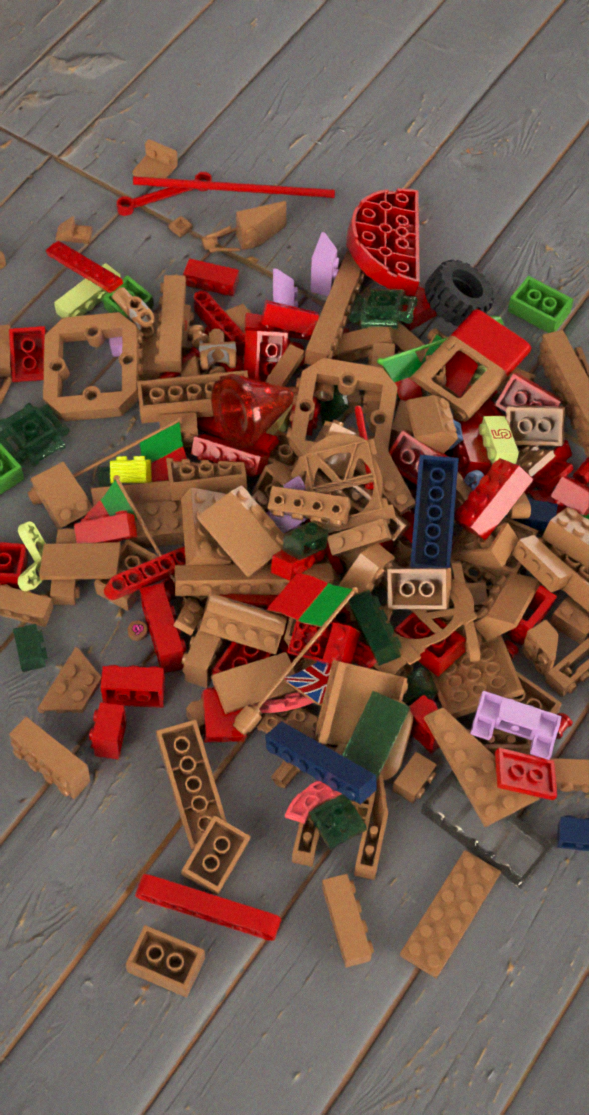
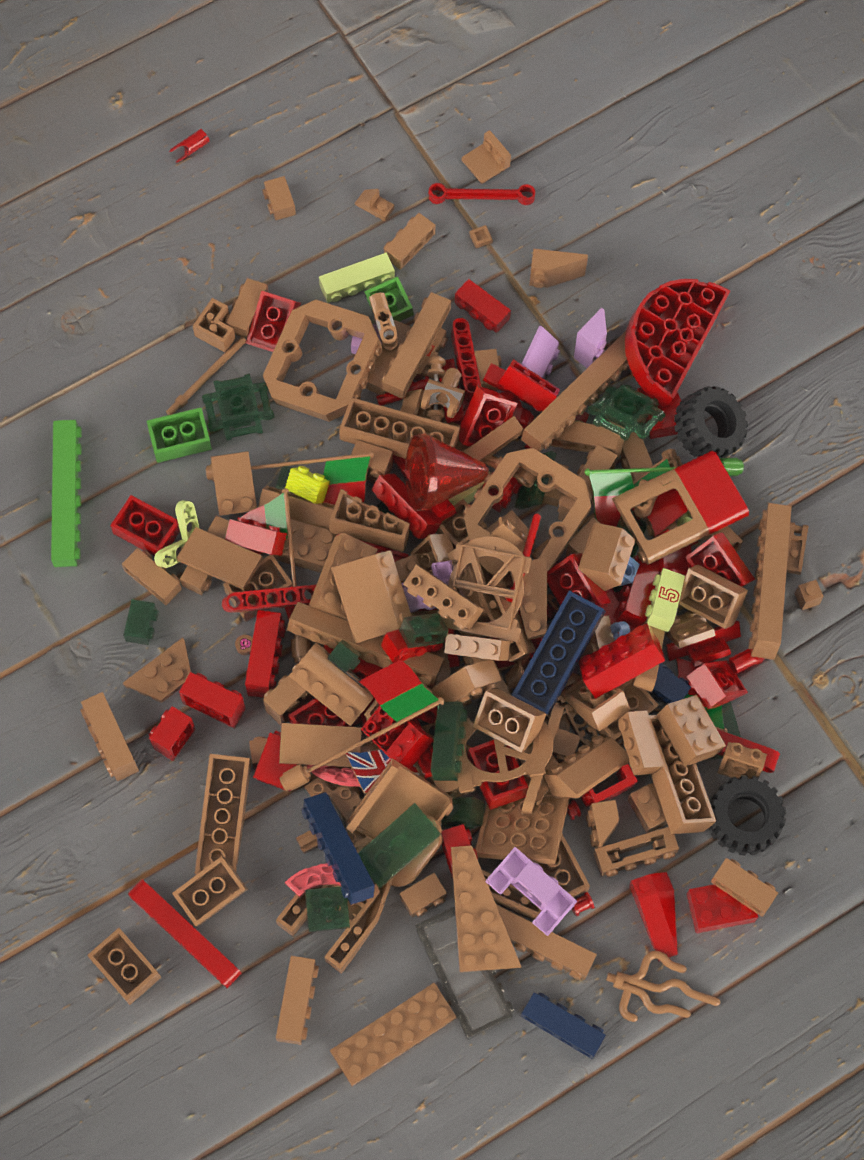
camera: 25 degrees right, 10 degrees up
(84, 266) = (364, 249): red plate -> none
(121, 247) = (409, 240): none -> medium nougat brick
(189, 617) = (289, 656): medium nougat plate -> none
(210, 241) = (500, 266): medium nougat plant -> none
(236, 187) = (554, 215): red piece -> none
(243, 592) = (345, 656): none -> clear green brick
(525, 774) = (518, 940): red plate -> none
(540, 305) = (790, 465): bright green brick -> none

